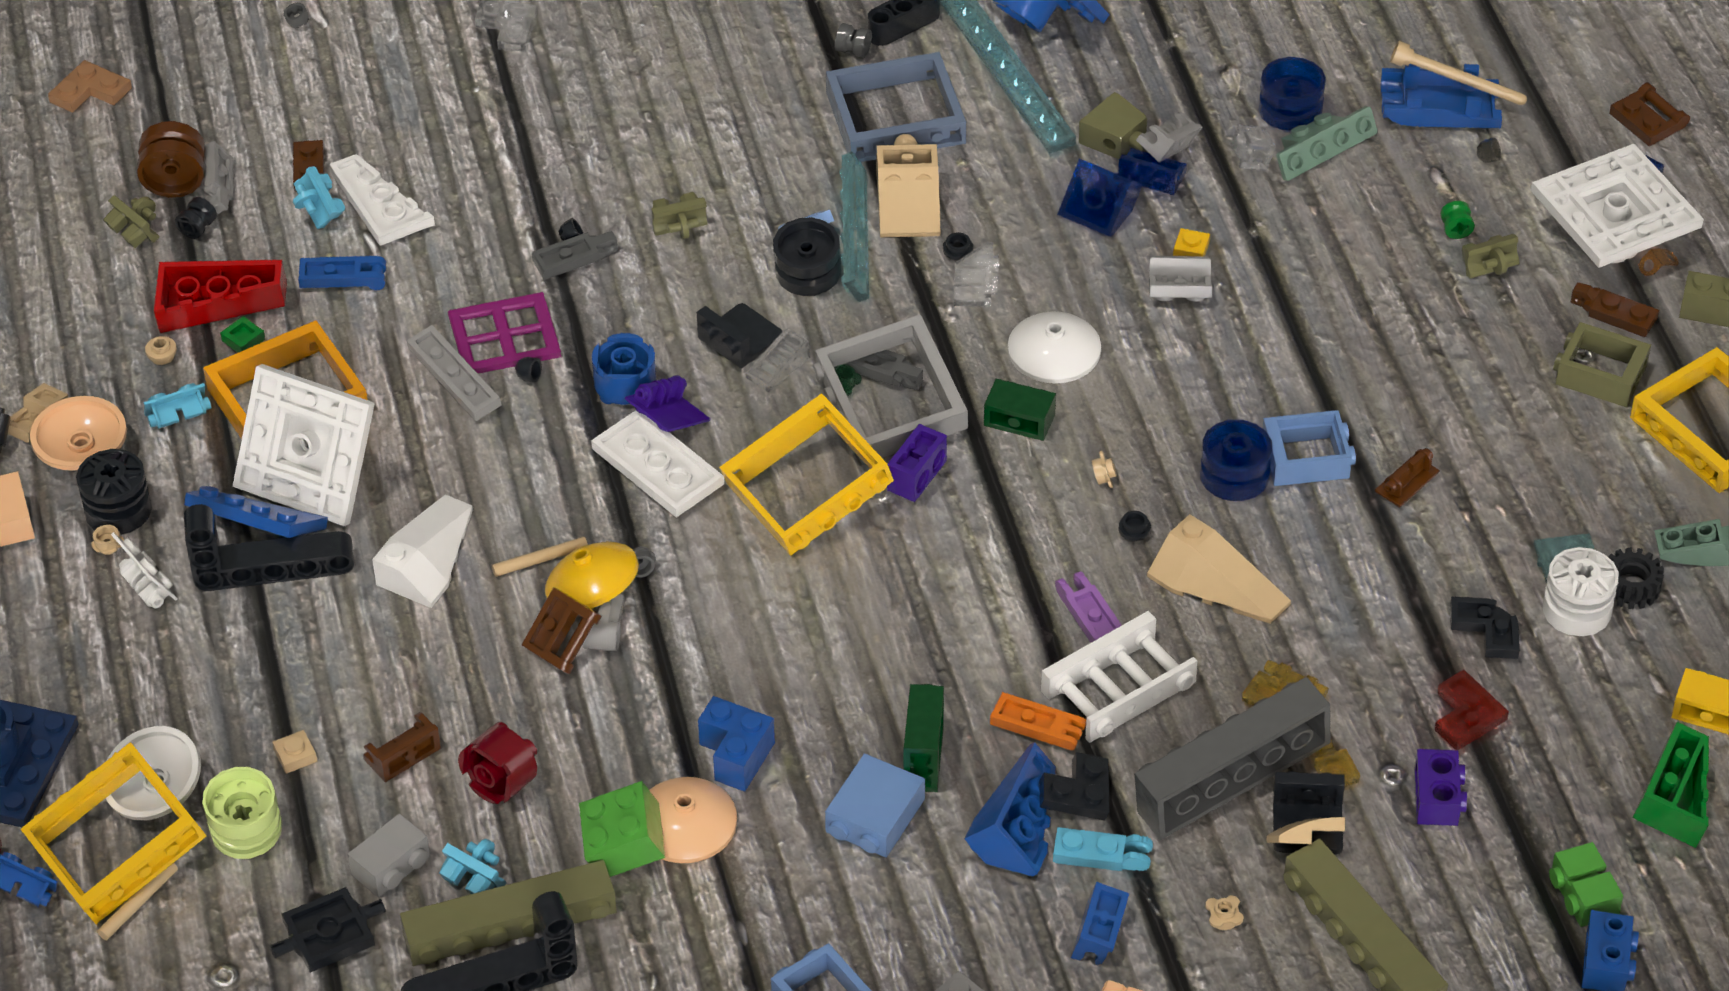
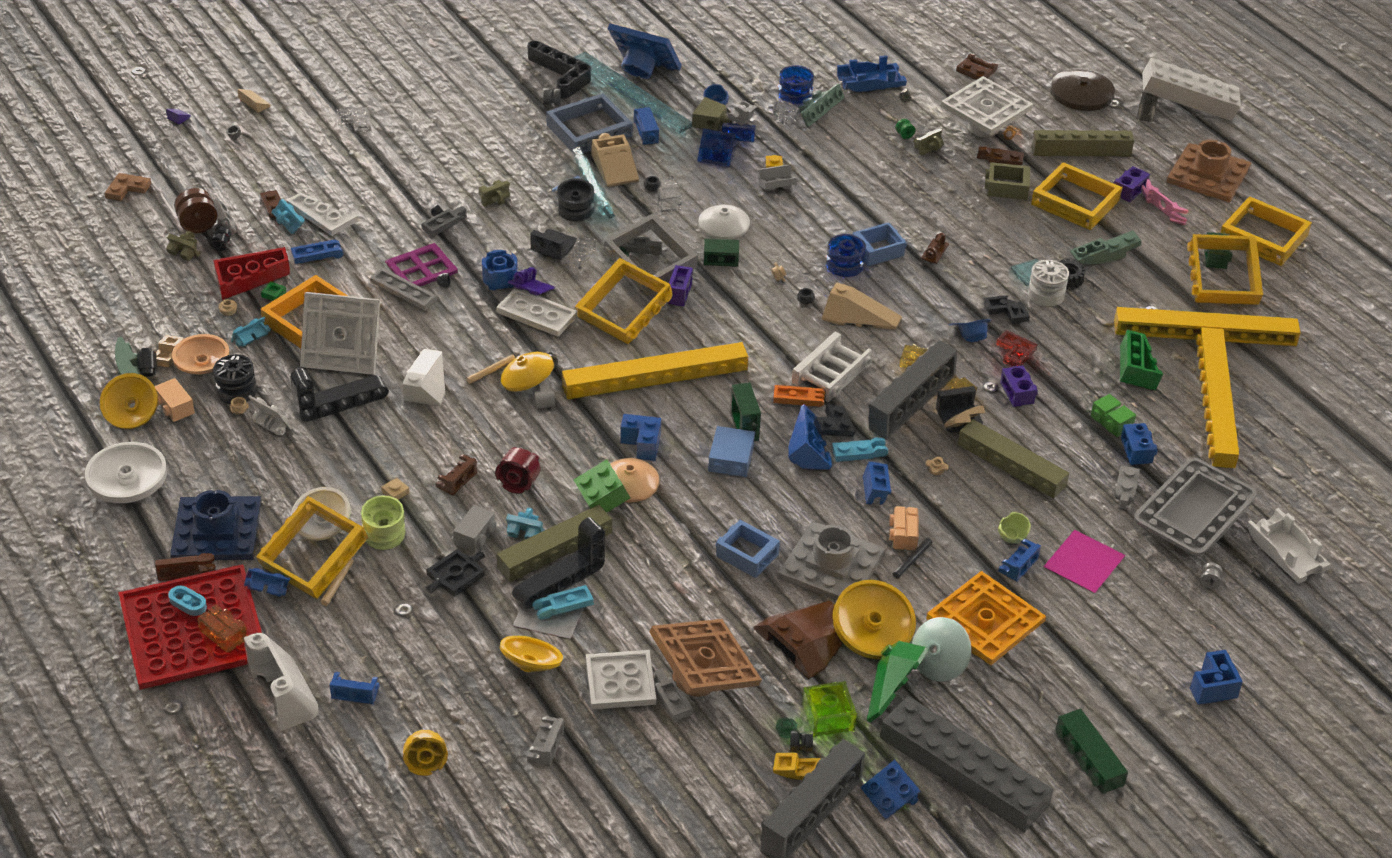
camera: 20 degrees left, 5 degrees down
(257, 514) = (326, 375): blue wing -> none
(553, 626) = (517, 398): reddish brown plate -> none
(810, 619) = (654, 370): none -> yellow brick
(993, 129) = (646, 125): none -> blue window
(1087, 607) = (799, 337): medium lavender hinge -> none
(1140, 89) = (717, 93): none -> blue hair
(1403, 659) = (974, 330): none -> blue piece
(1405, 55) = (849, 55): tan piece -> none

